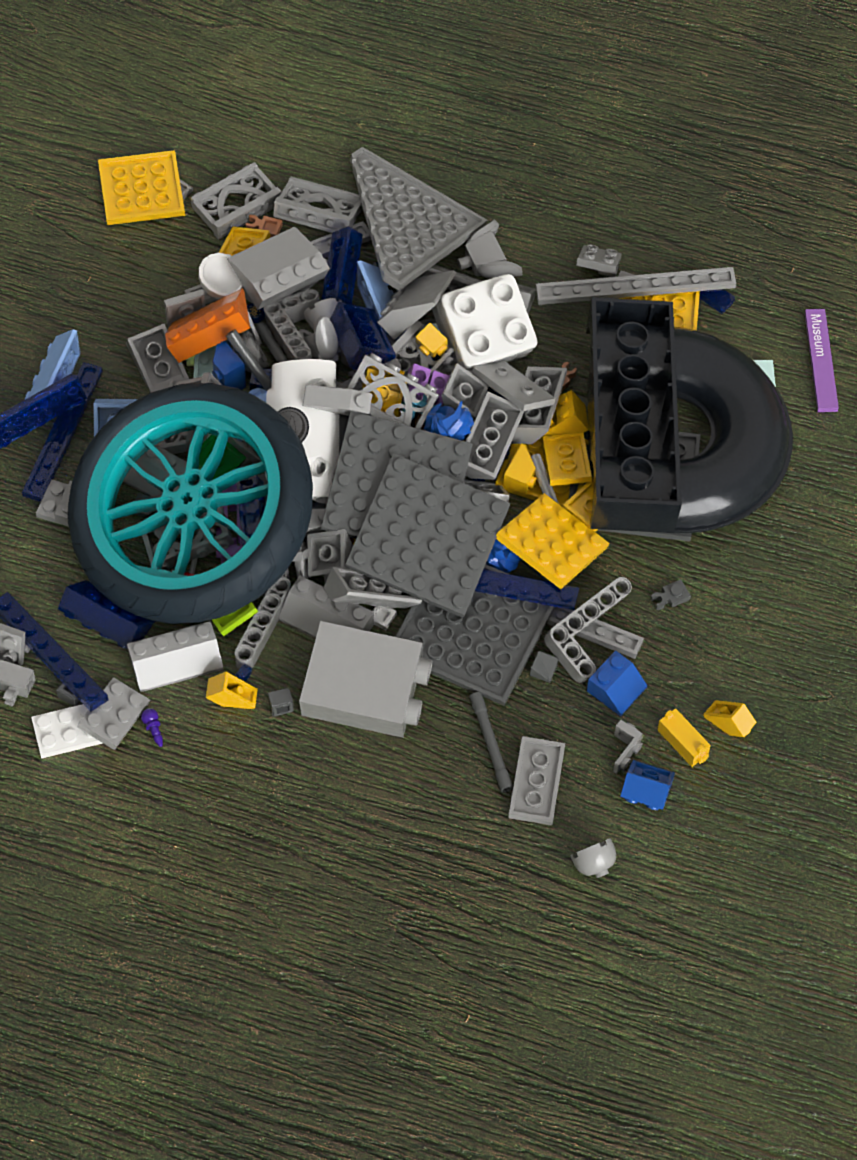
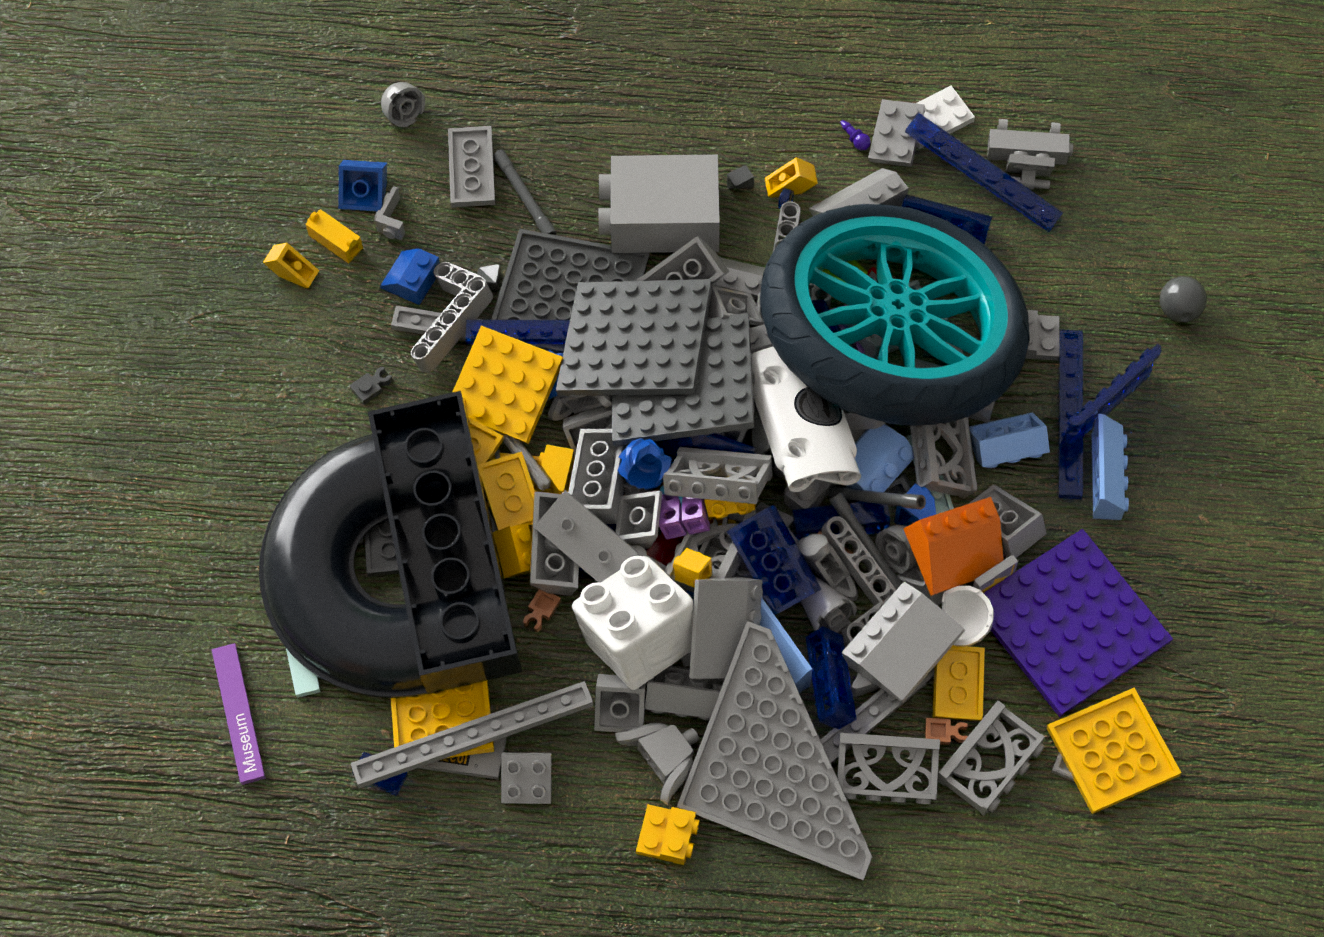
camera: 170 degrees right, 5 degrees up
(130, 275) = (1073, 622): none -> dark purple plate
(337, 399) = (769, 433): light grey slope -> none
(499, 205) = (667, 834): none -> yellow plate

